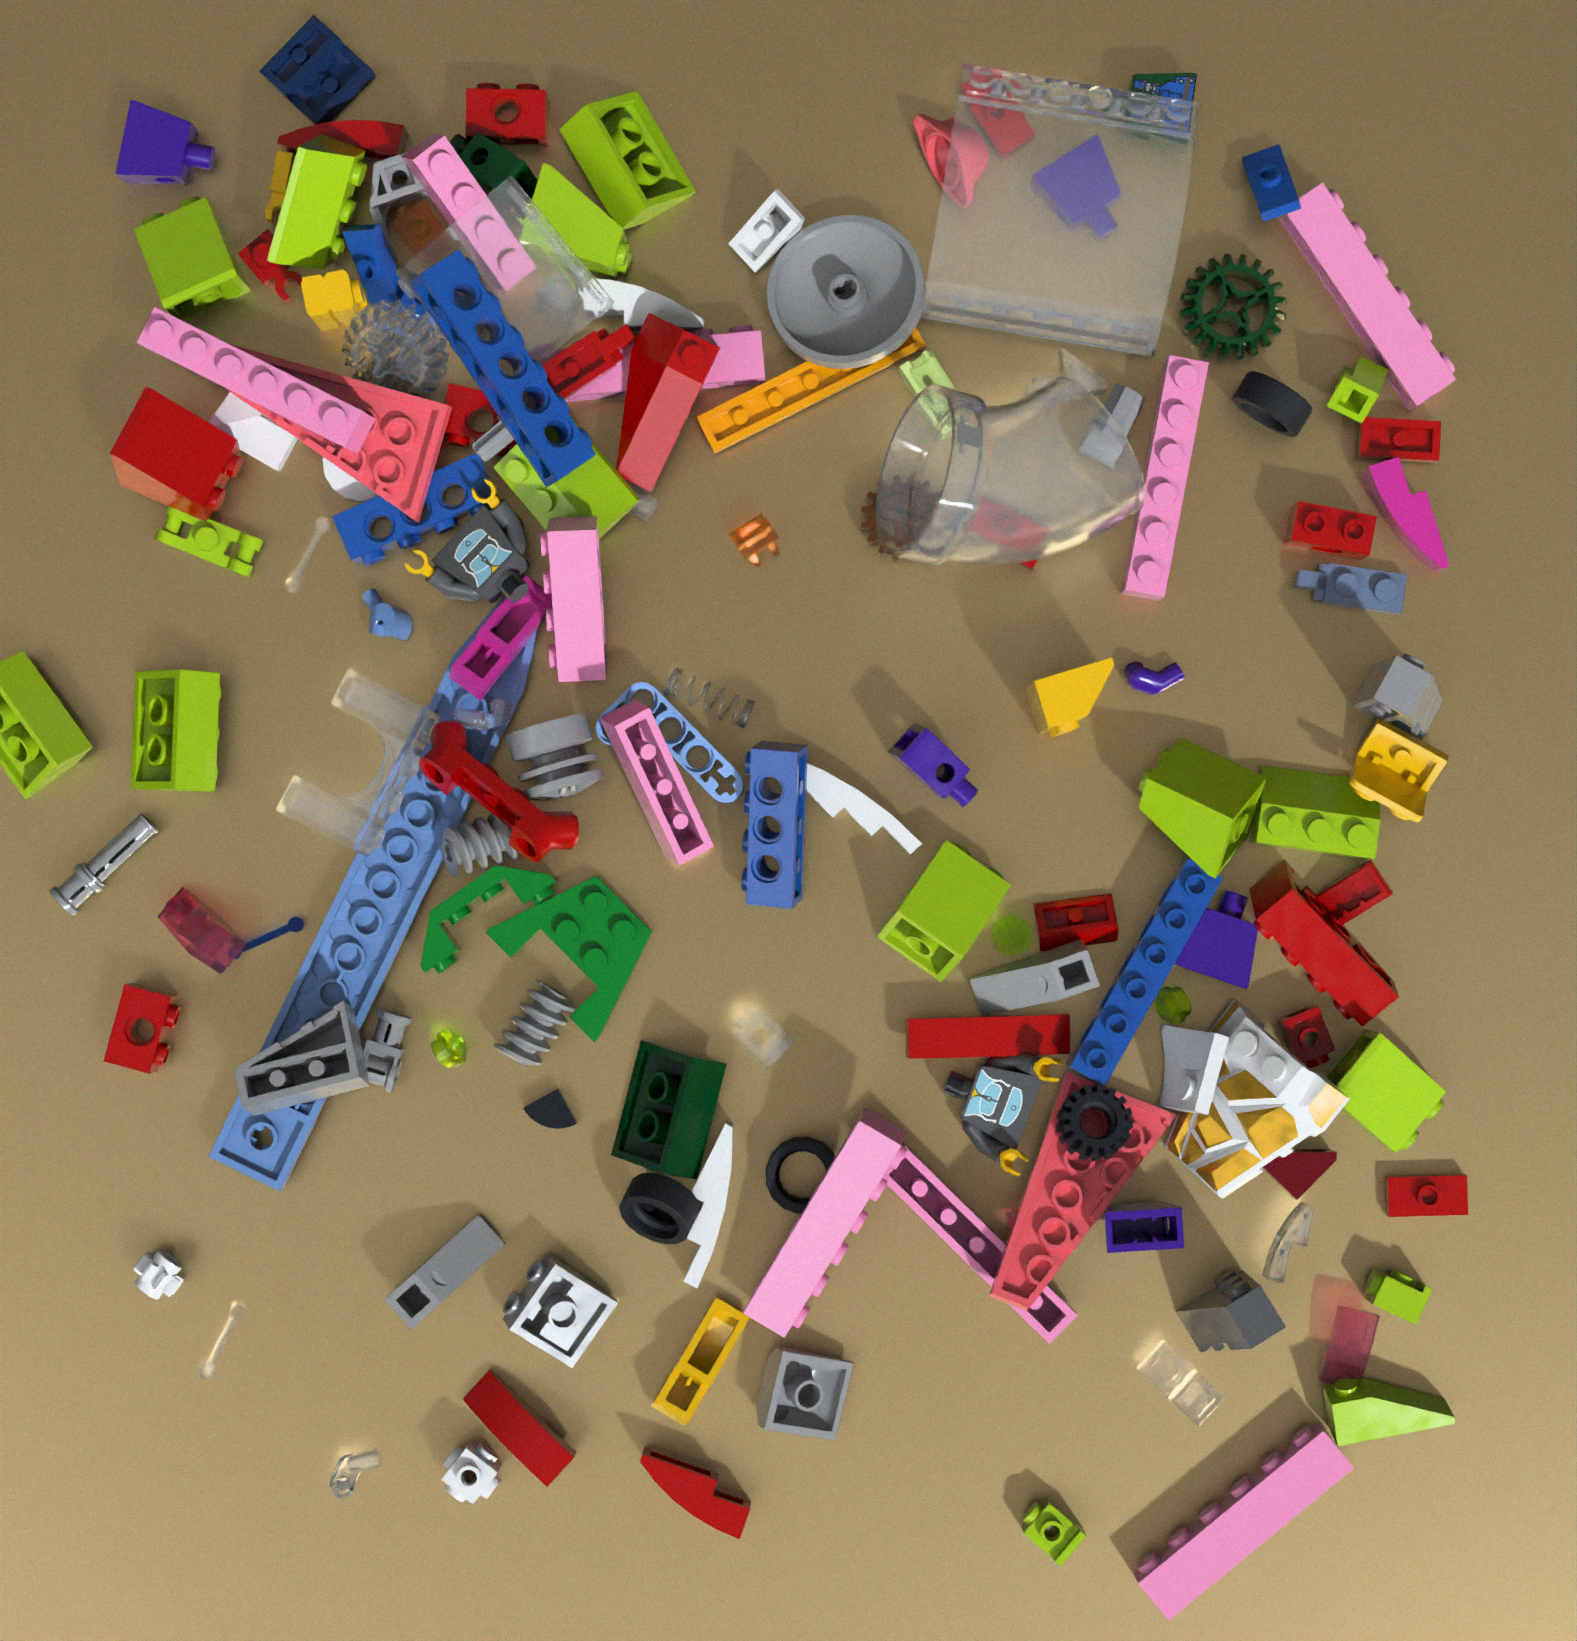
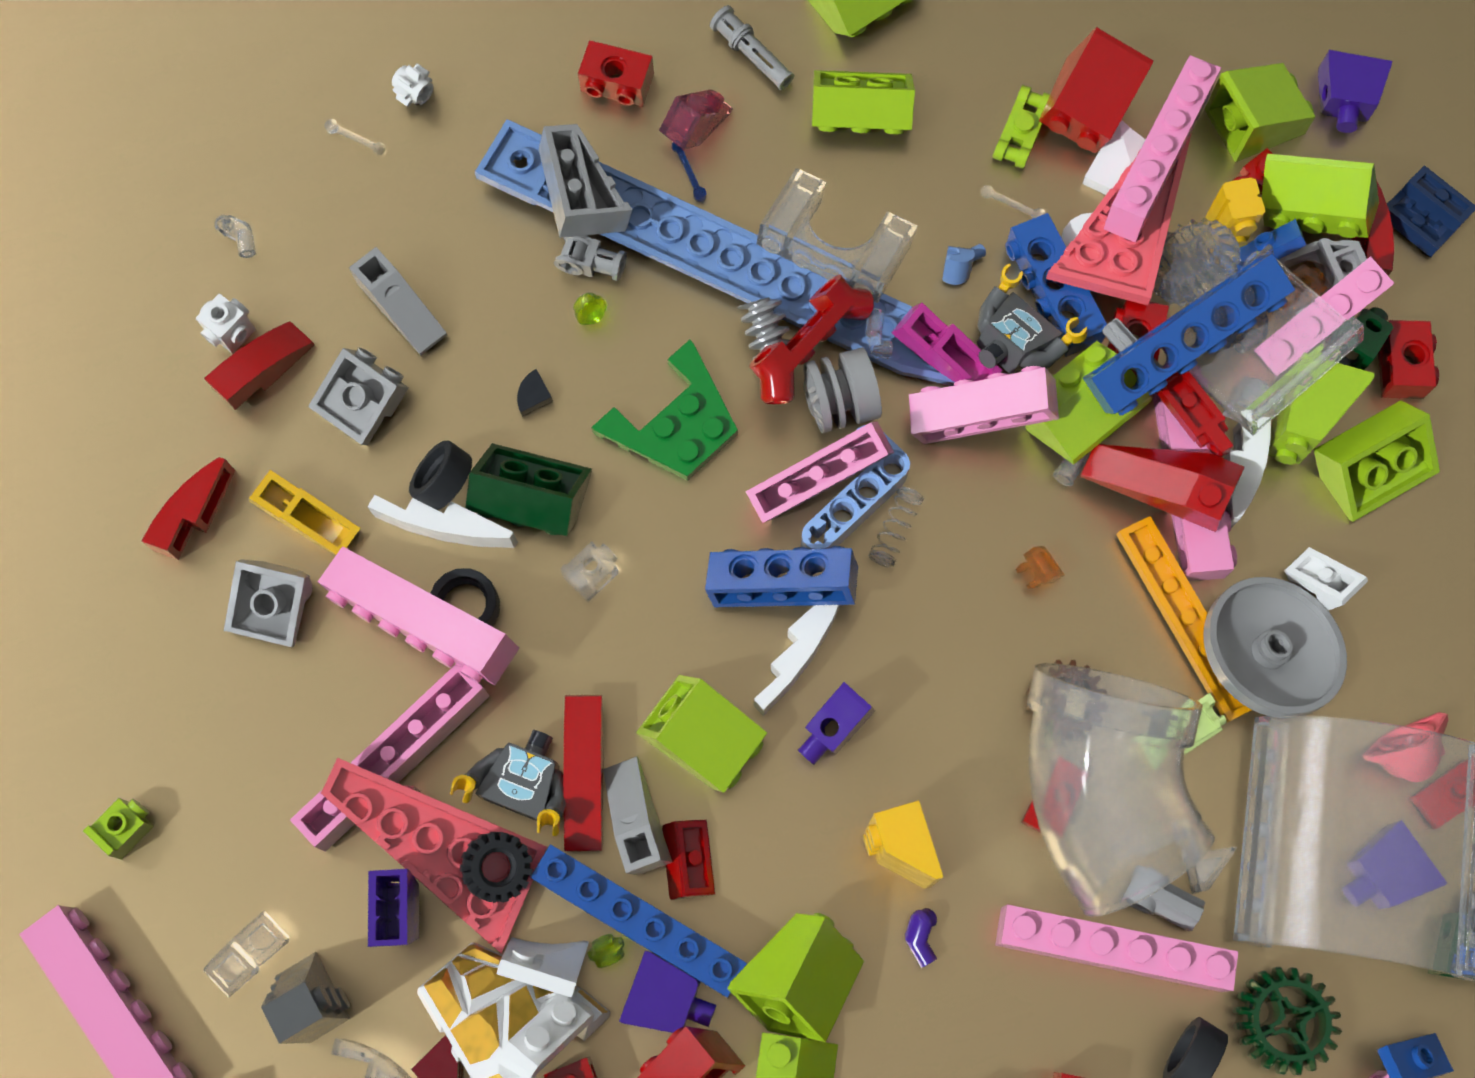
camera: 90 degrees right, 15 degrees down
(441, 945) = (682, 301): green slope -> none
(536, 1025) = (607, 379): light grey piece -> none
(1012, 935) = (677, 798): clear neon green plate -> none

